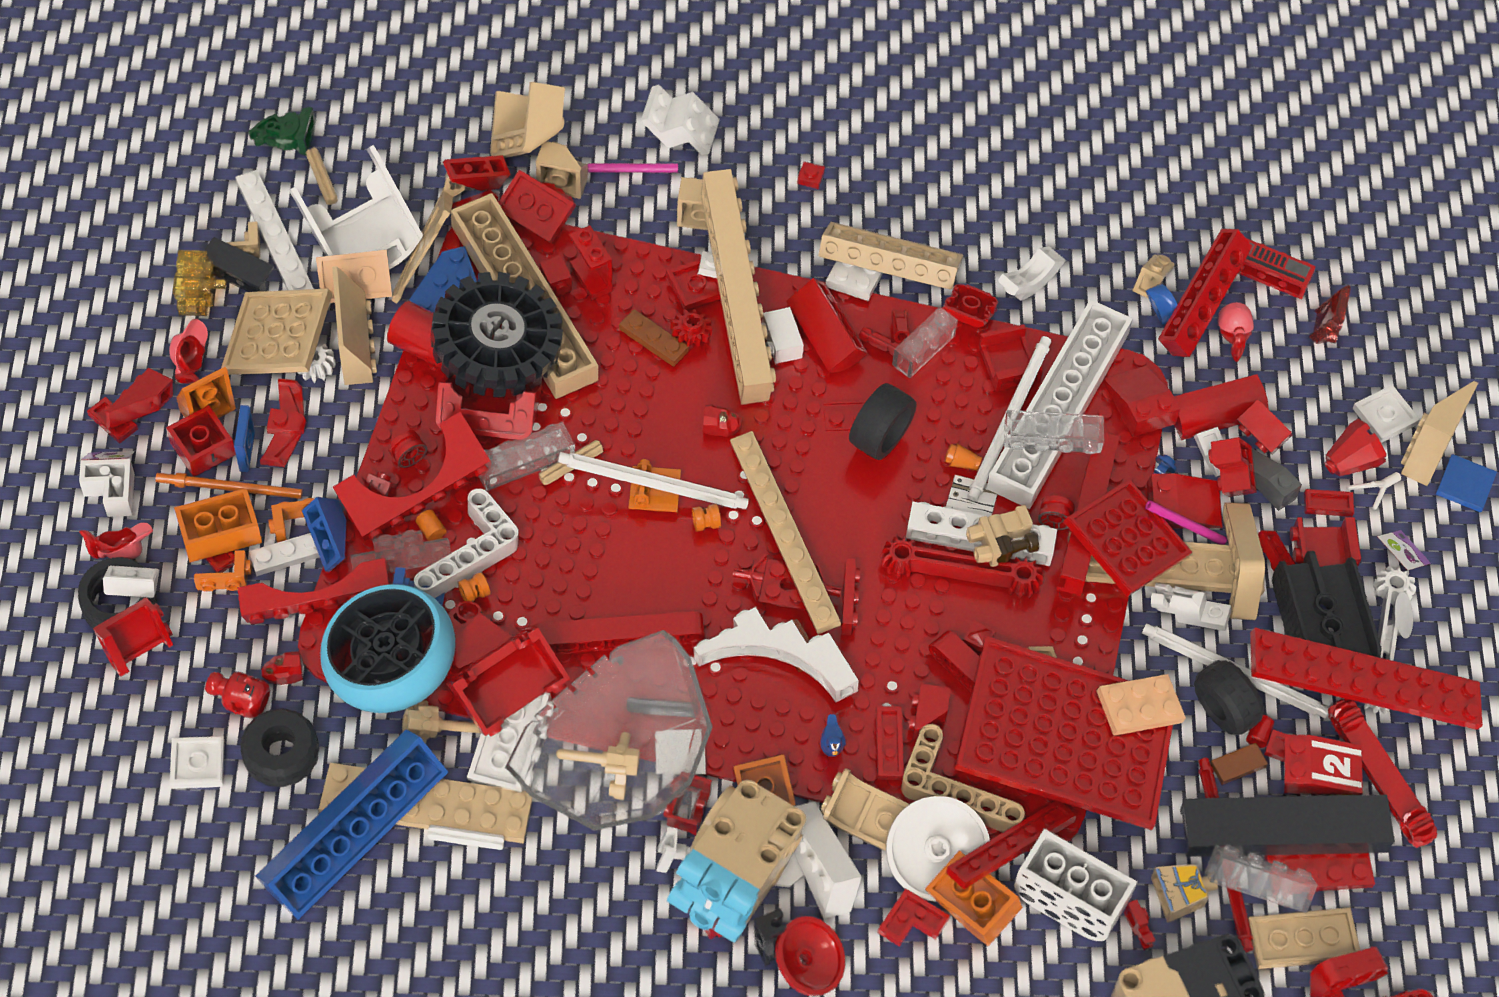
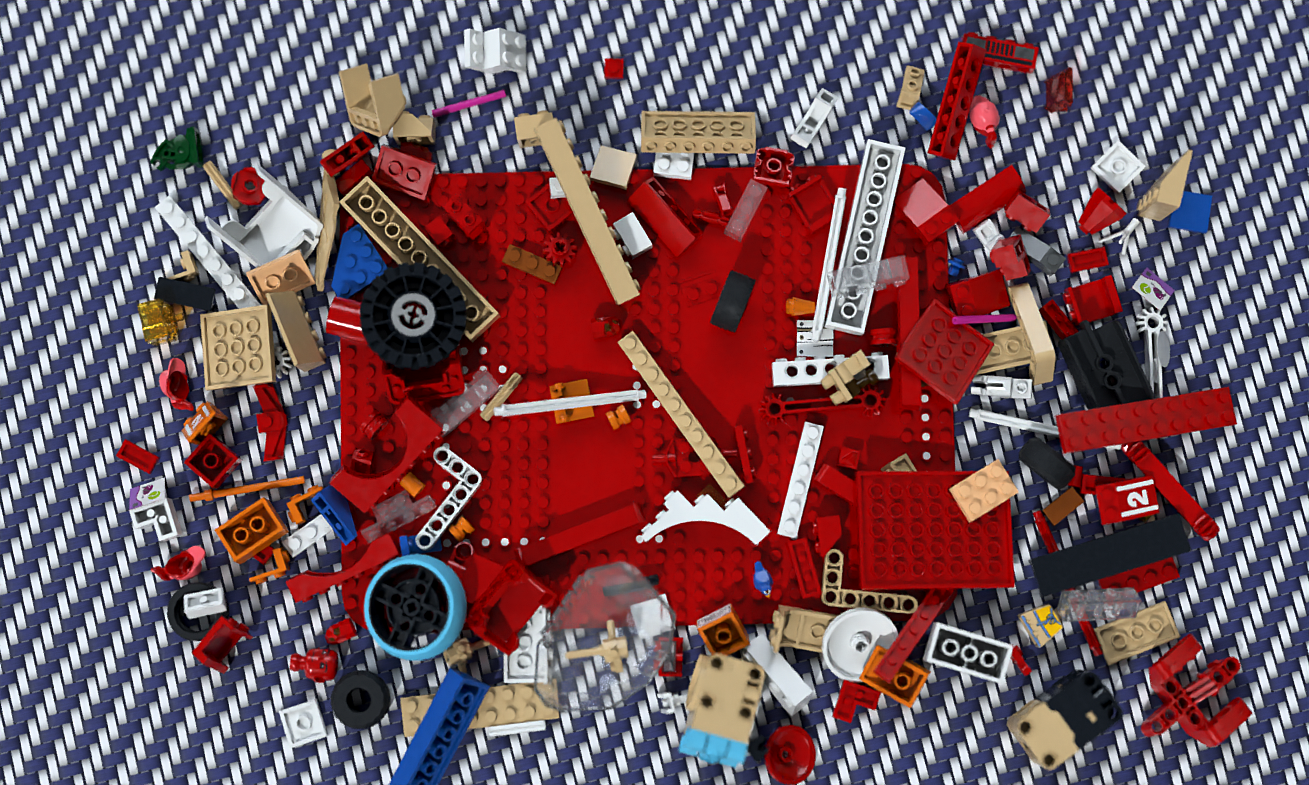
camera: 10 degrees left, 25 degrees up
(142, 398) = (155, 434): red slope -> none
(244, 438) = (246, 451): blue tile -> none
(344, 188) = (241, 193): none -> red plate
(781, 266) = (613, 167): none -> tan tile
(911, 645) = (800, 480): none -> white plate

